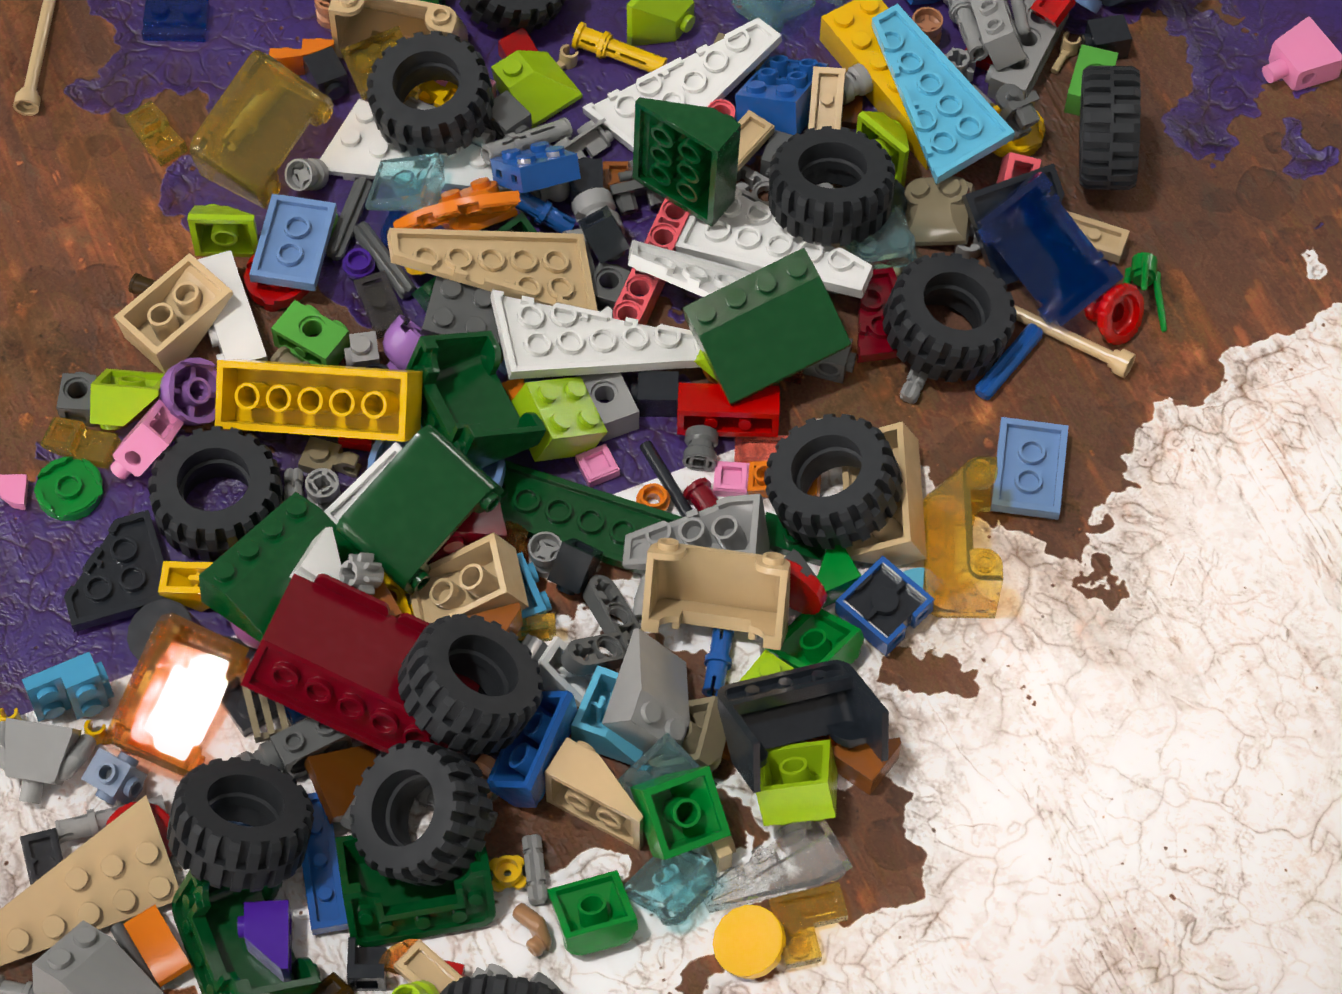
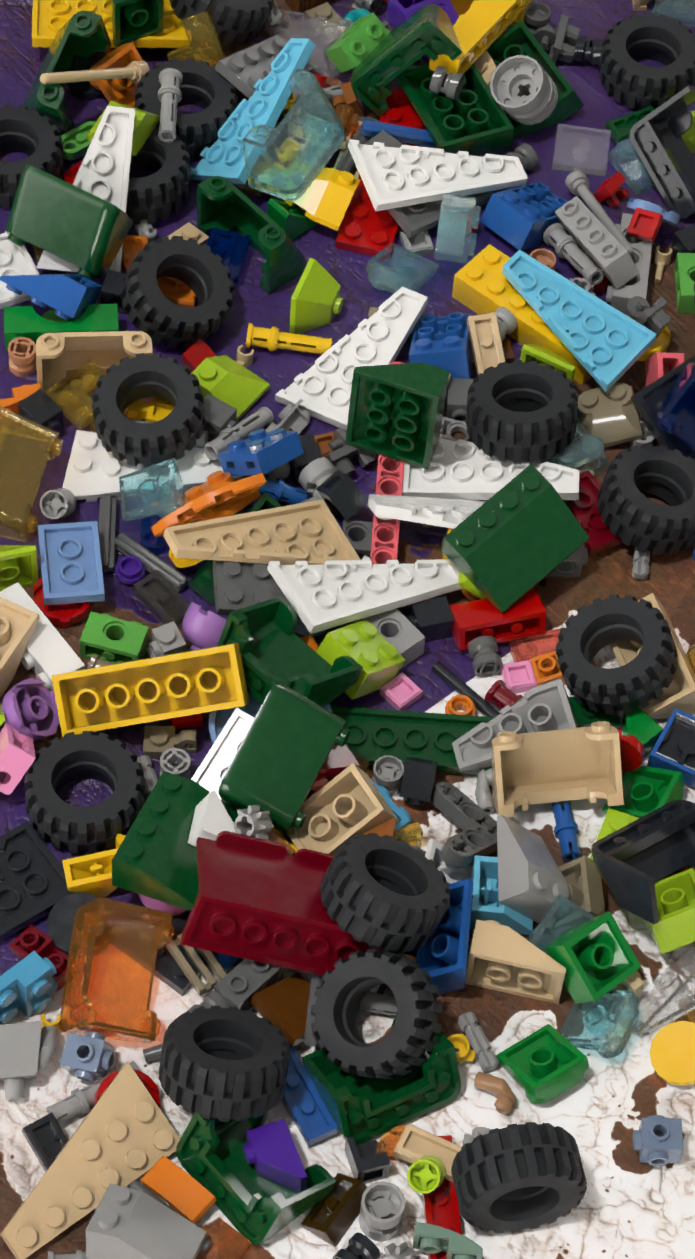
camera: 20 degrees left, 5 degrees down
(114, 652) = (35, 940): none -> dark red slope

